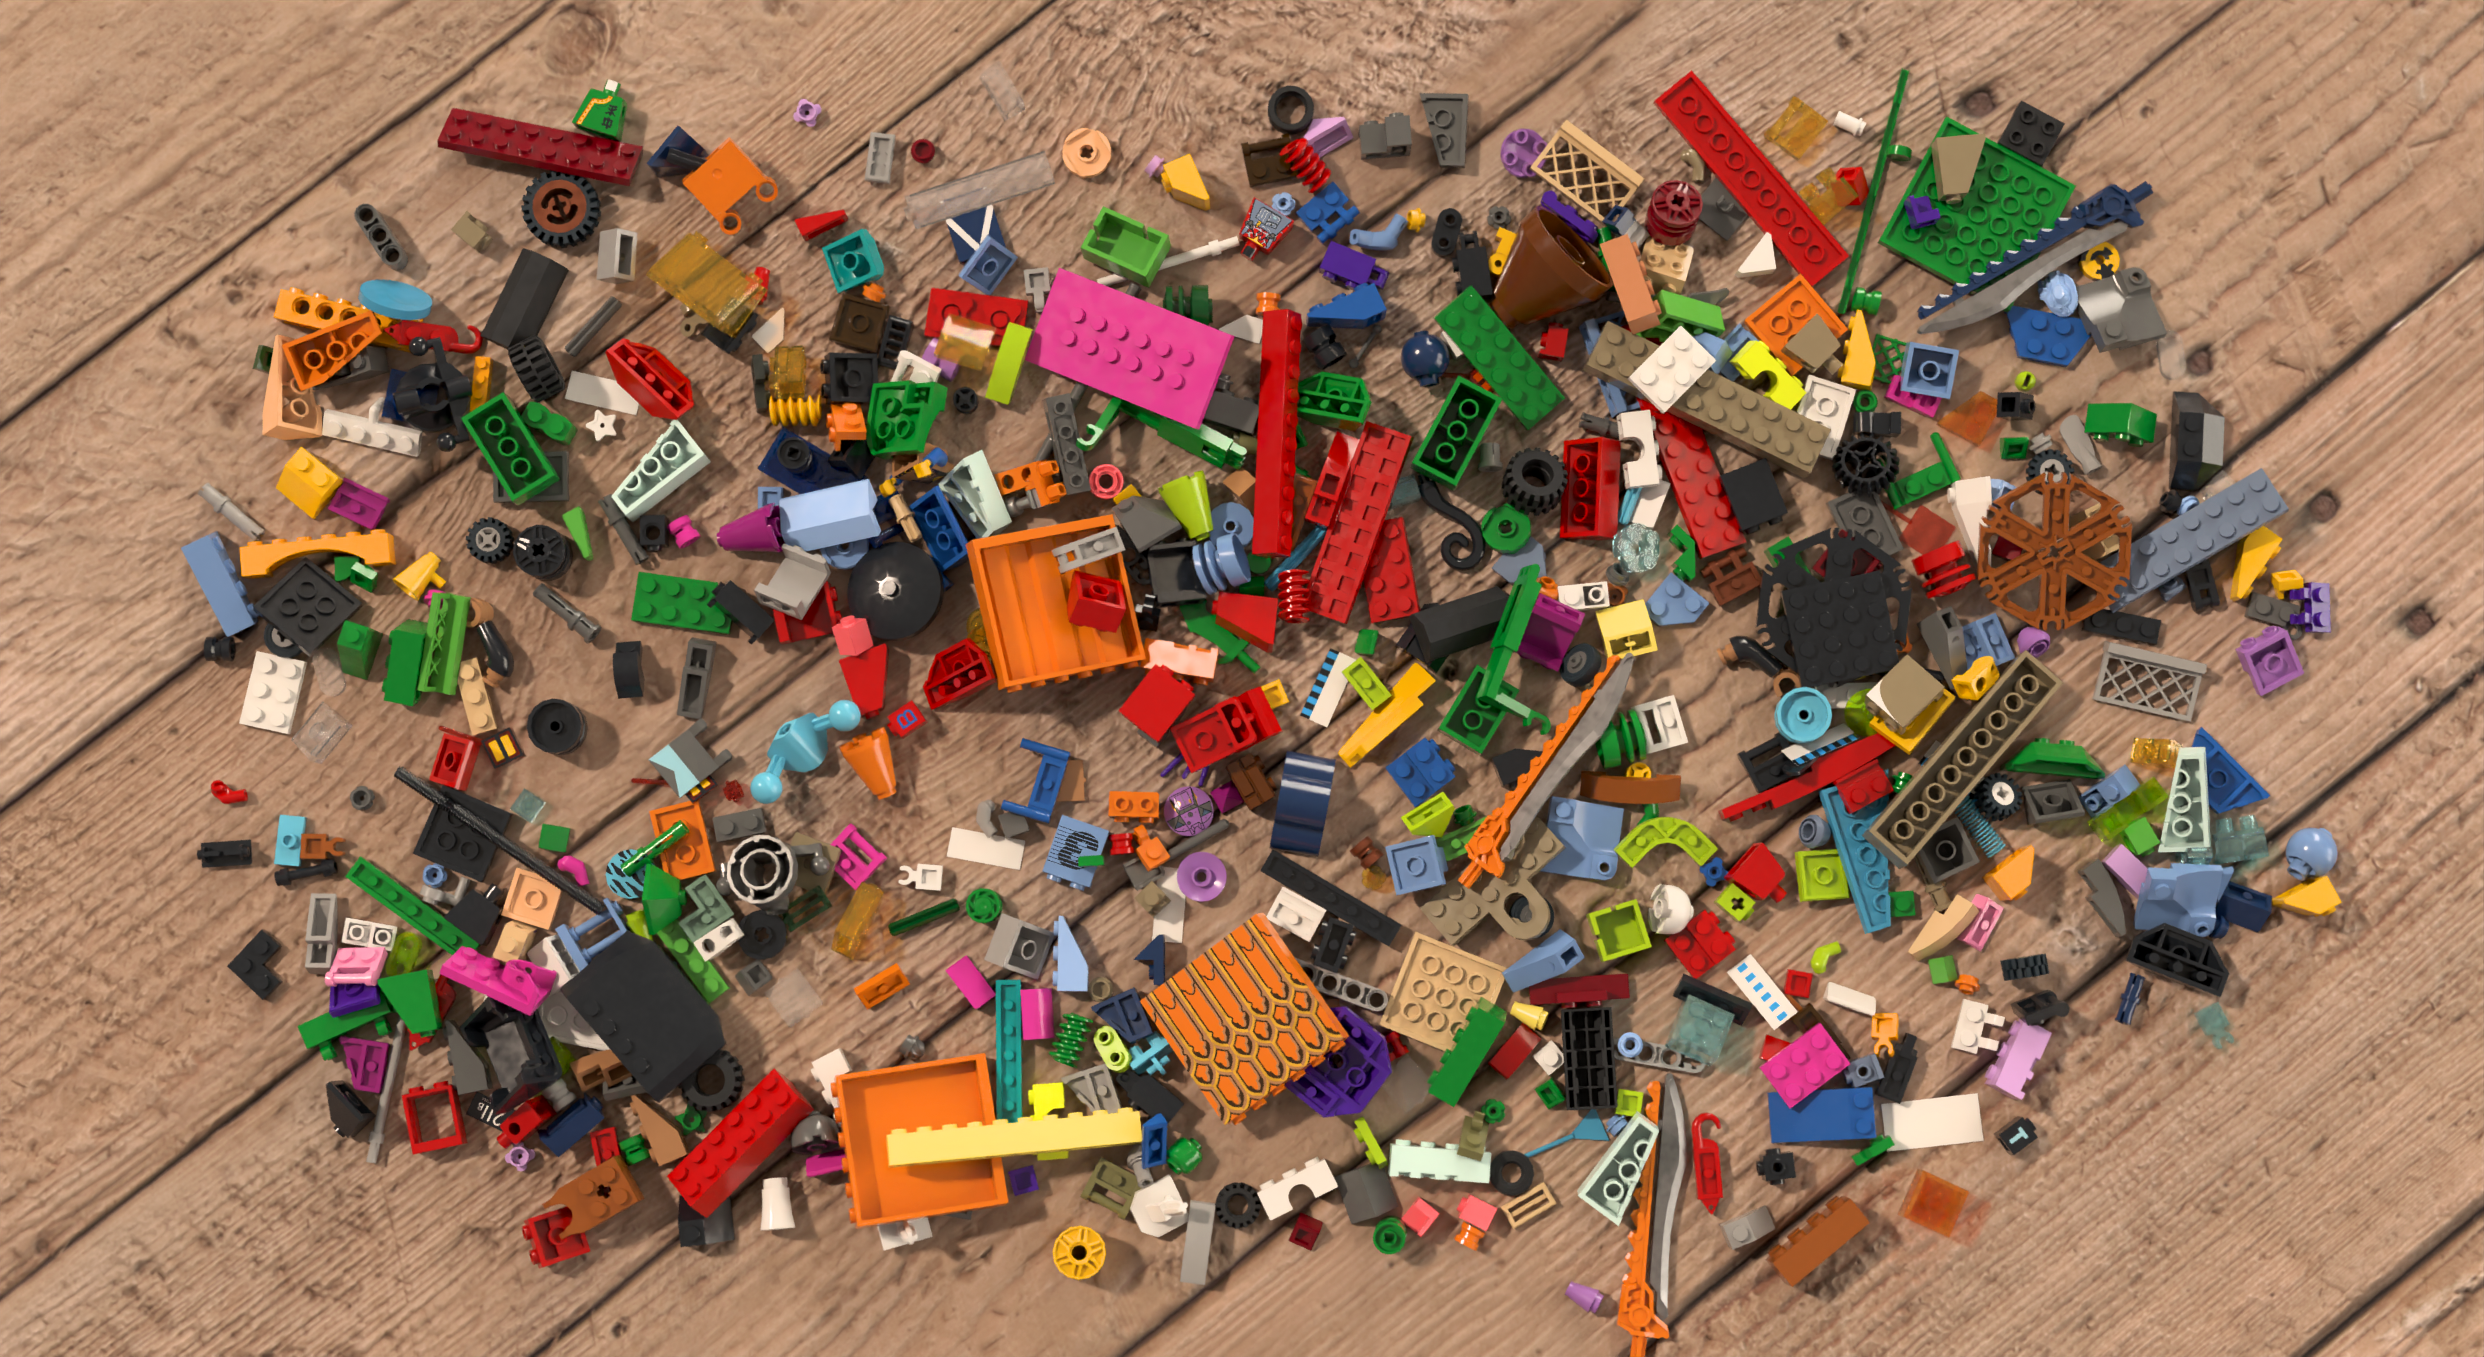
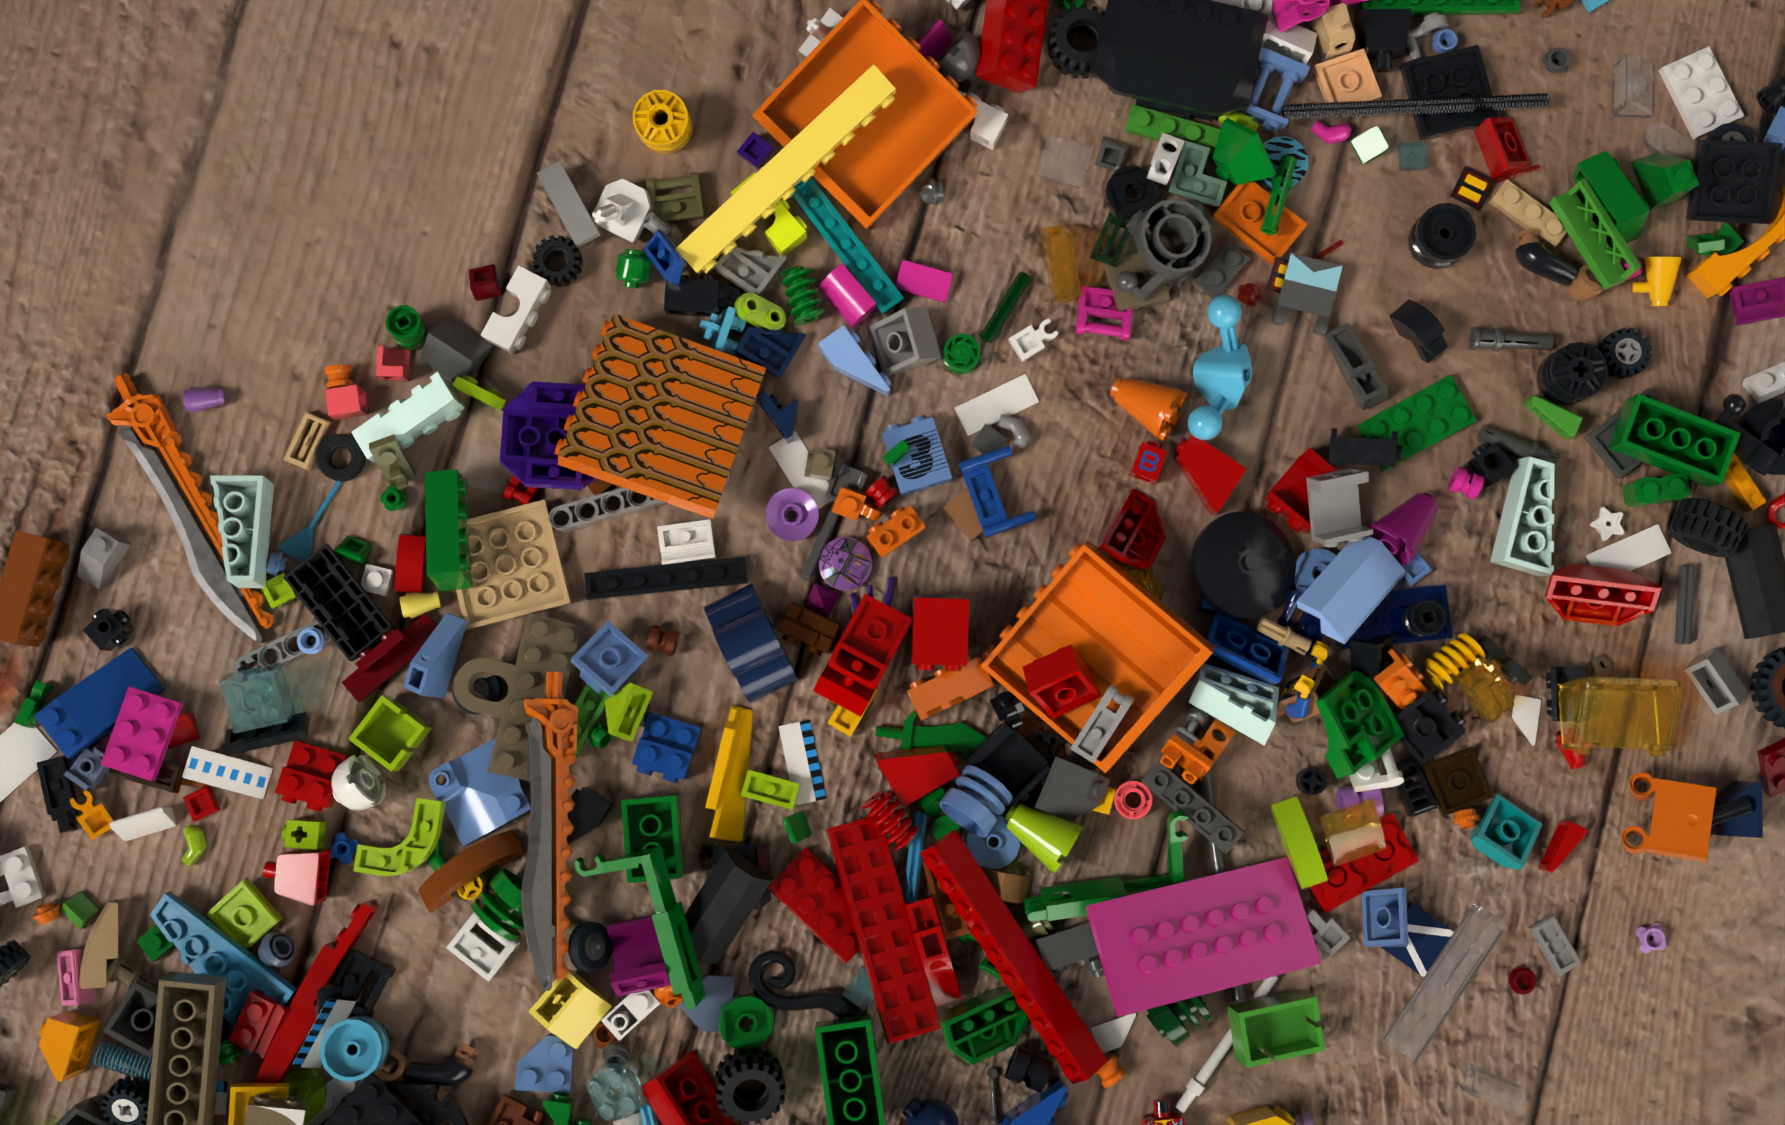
camera: 145 degrees right, 0 degrees up
(852, 636) = (1250, 498): coral brick -> none
(882, 986) = (997, 223): orange plate -> none
(1092, 140) = (1382, 1104): light nougat plate -> none
(1100, 989) = (808, 356): dark tan plate -> none
(1333, 944) = (631, 530): black brick -> none
(1374, 884) = (635, 621): clear yellow plate -> none
(1490, 458) = (806, 1077): light grey bush -> none
(1706, 1163) = (174, 587): red plate -> none

